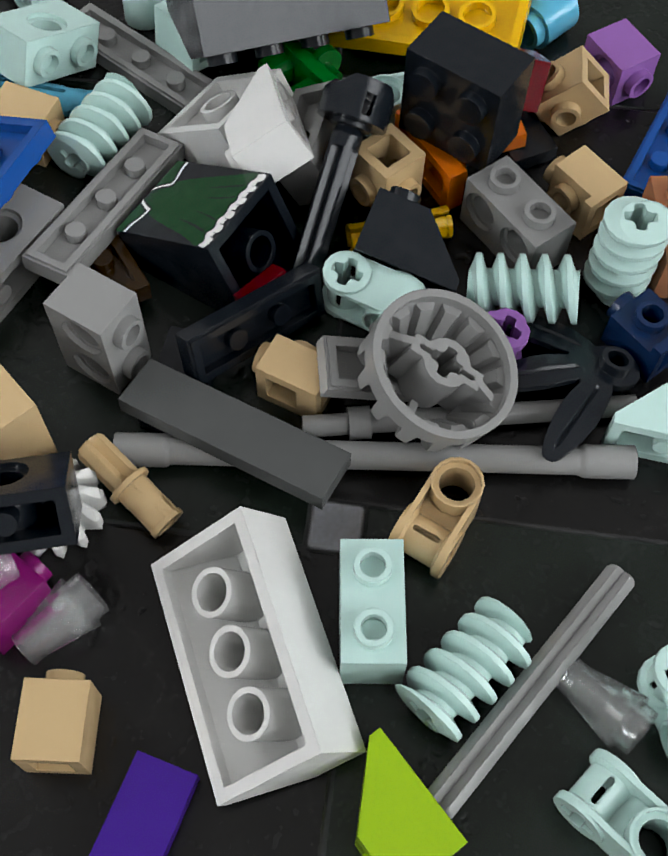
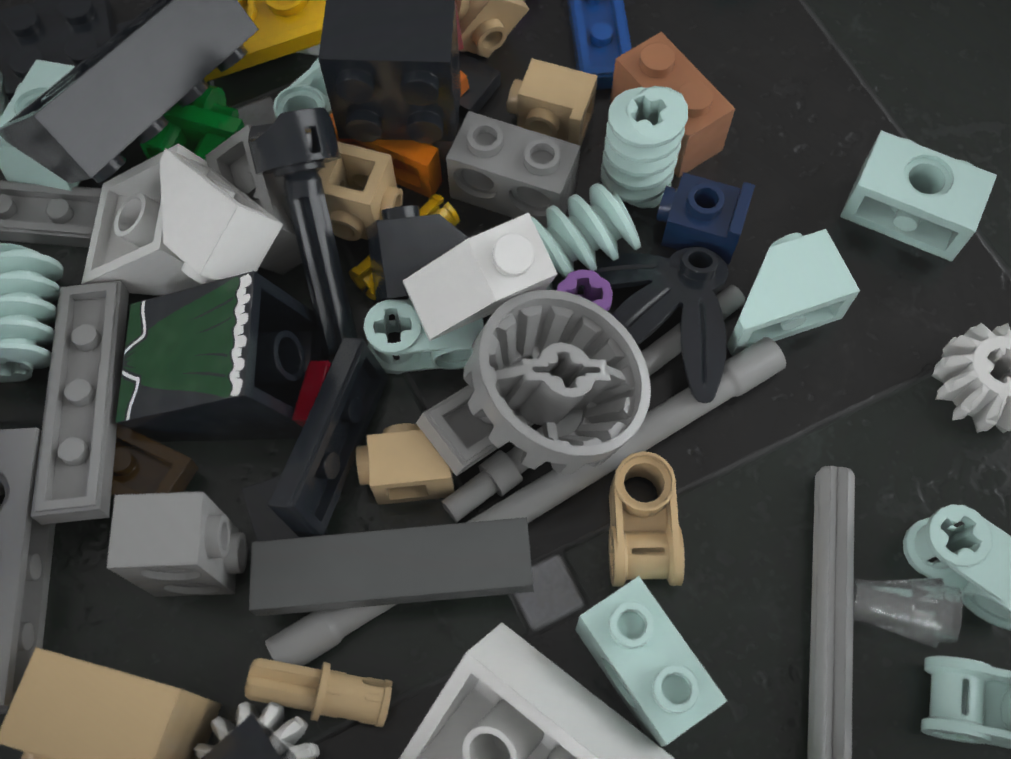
camera: 30 degrees left, 5 degrees up
(429, 260) = (480, 276): none -> white slope
(466, 666) = (771, 662): light aqua piece -> none

